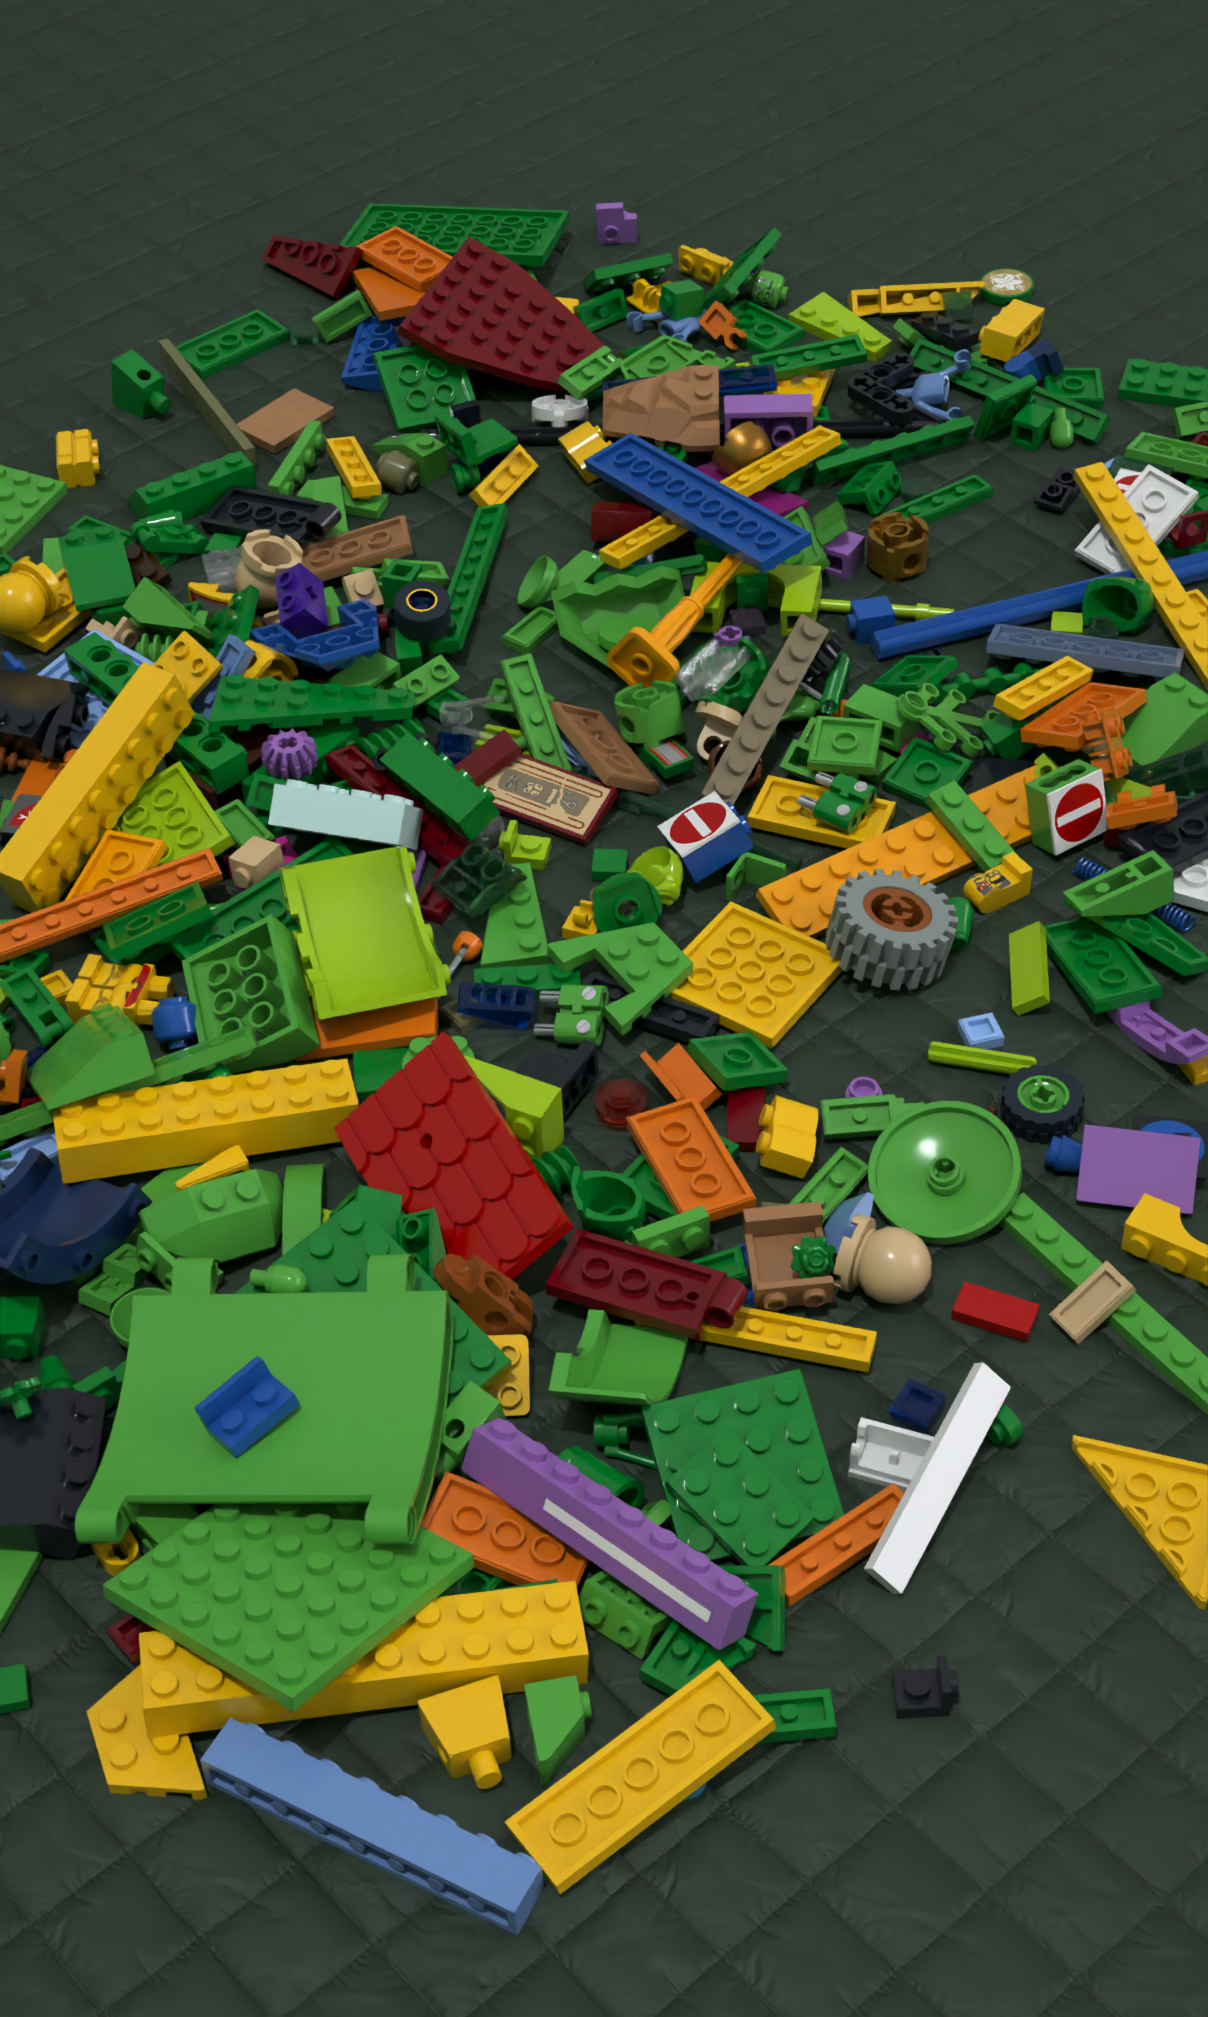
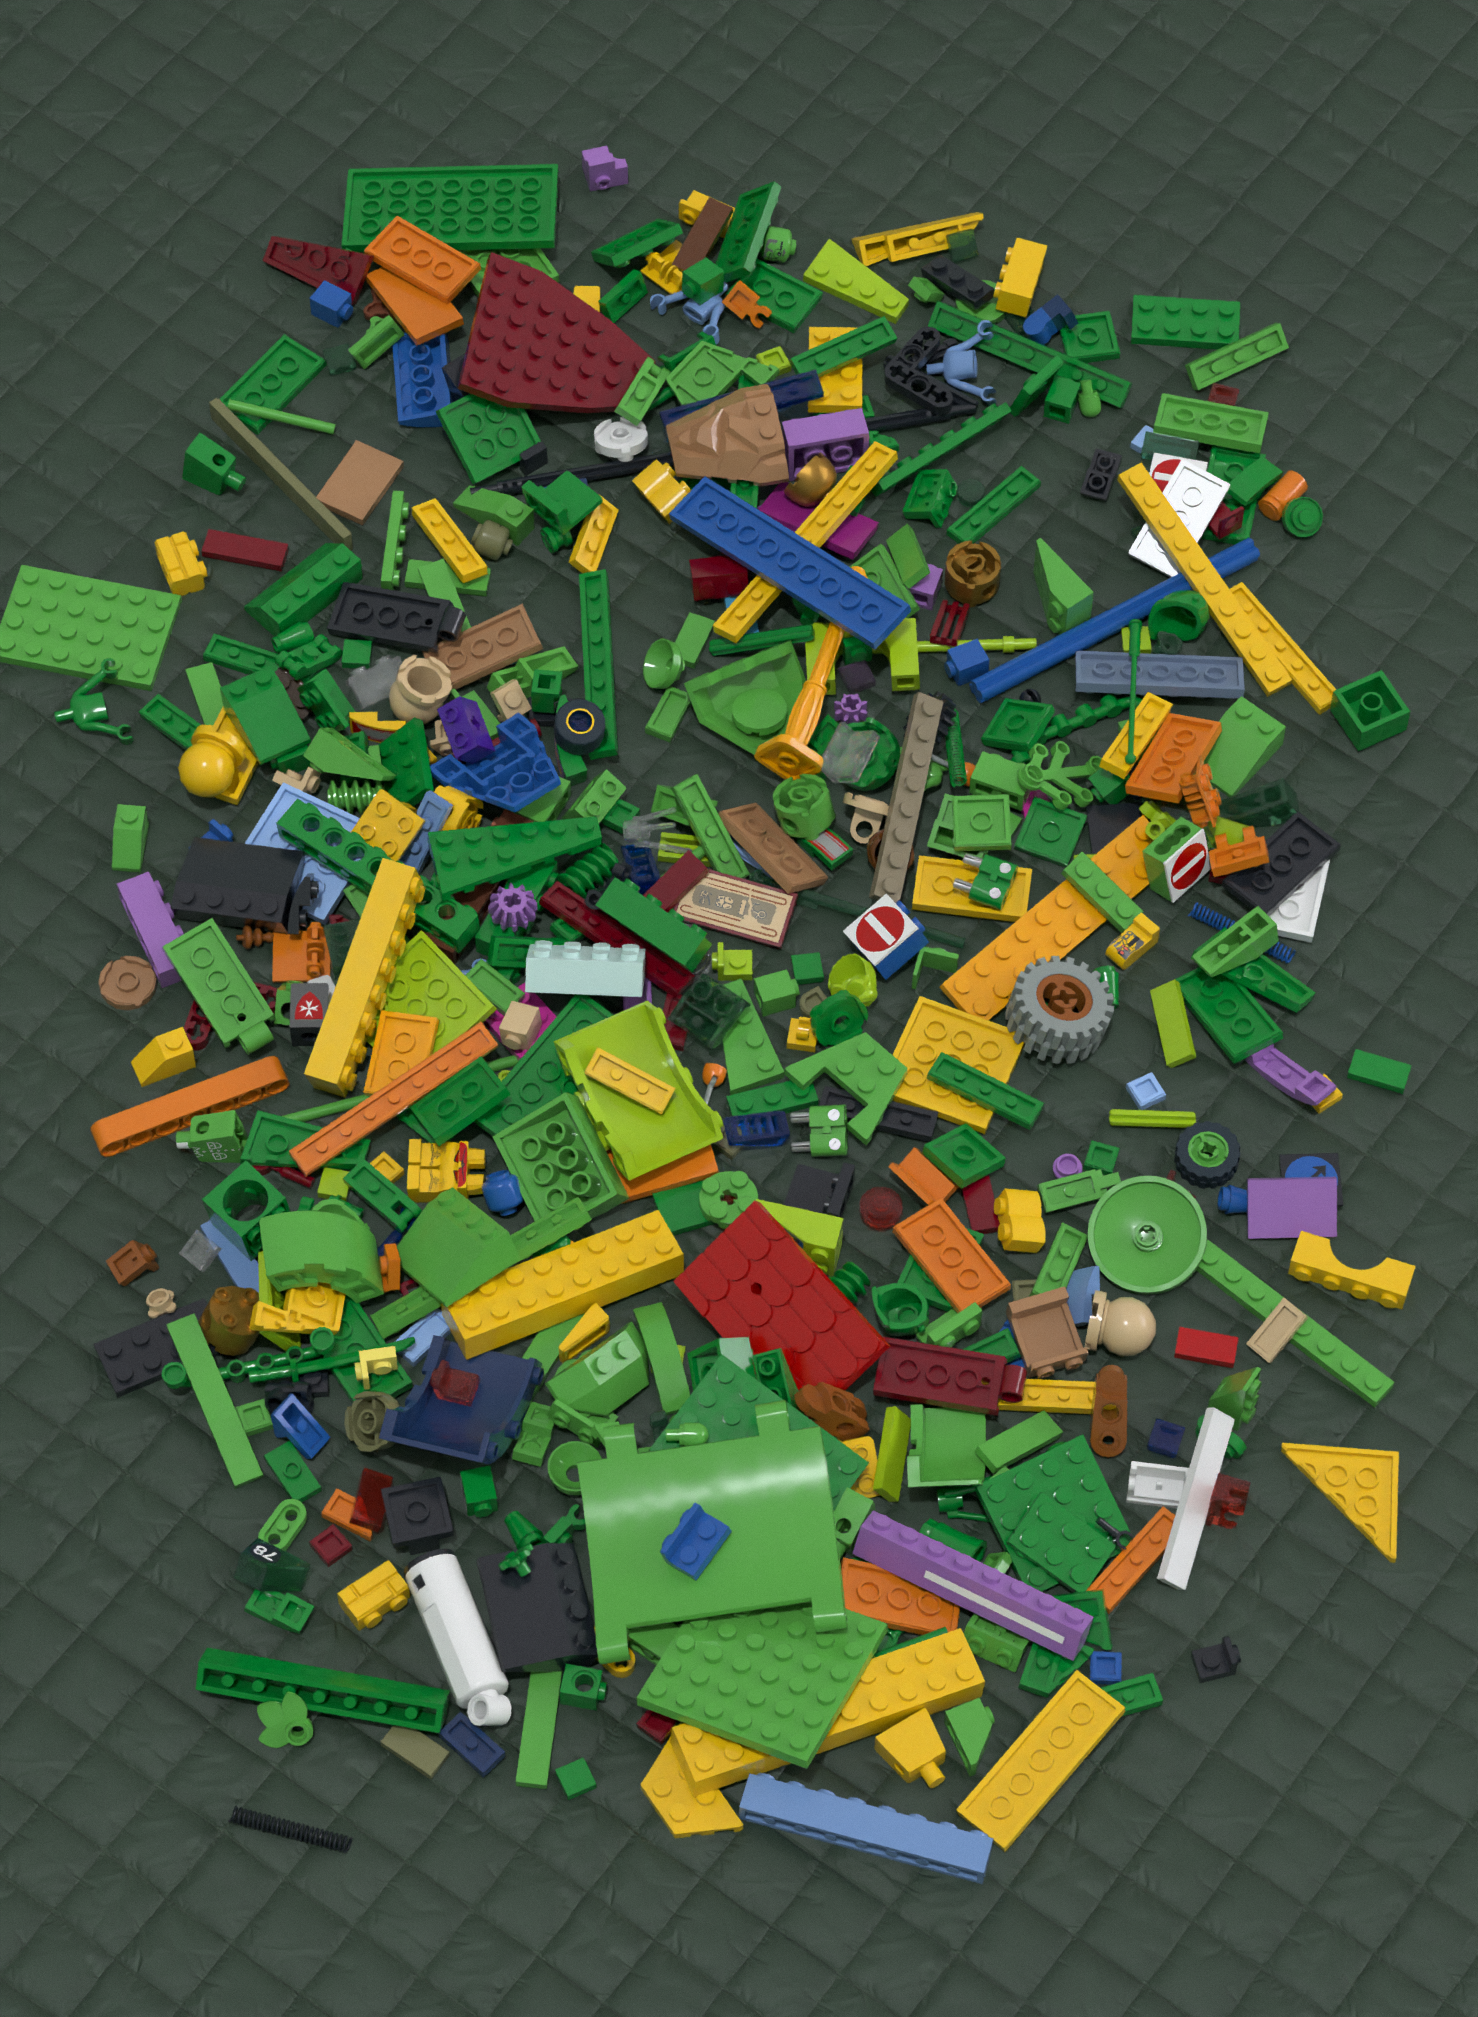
camera: 15 degrees left, 15 degrees up
(34, 1205) = (454, 1384): none -> clear red bracket
(41, 1572) = (578, 1675): none -> green brick
(147, 457) = (245, 550): none -> dark red tile
(168, 566) = (326, 701): none -> green bracket
(227, 363) = (281, 416): none -> bright green bar
(311, 291) = (331, 304): none -> blue brick
(357, 924) = (629, 1081): none -> yellow tile
(533, 1393) = (892, 1454): none -> lime tile
(564, 878) = (775, 992): none -> bright green brick
(701, 263) = (703, 234): none -> reddish brown tile
(715, 1372) = (1018, 1441): none -> bright green tile
(767, 1672) = (1105, 1667): none -> blue tile
(782, 999) = (985, 1090): none -> green tile
(813, 1257) = (1067, 1333): green plant -> none
(817, 1500) = (1114, 1533): none -> black hand
(850, 1322) = (1109, 1388): none -> dark orange piece
(856, 585) = (952, 610): none -> dark red tile
(910, 1088) = (1101, 1157): none -> green tile
(980, 1483) = (1227, 1496): none -> clear red hinge
(992, 564) = (1062, 593): none -> bright green slope
(1005, 285) = (1001, 205): tile -> none
(1024, 1364) = (1238, 1396): none -> bright green slope
(1067, 609) = (1135, 627): none -> green piece

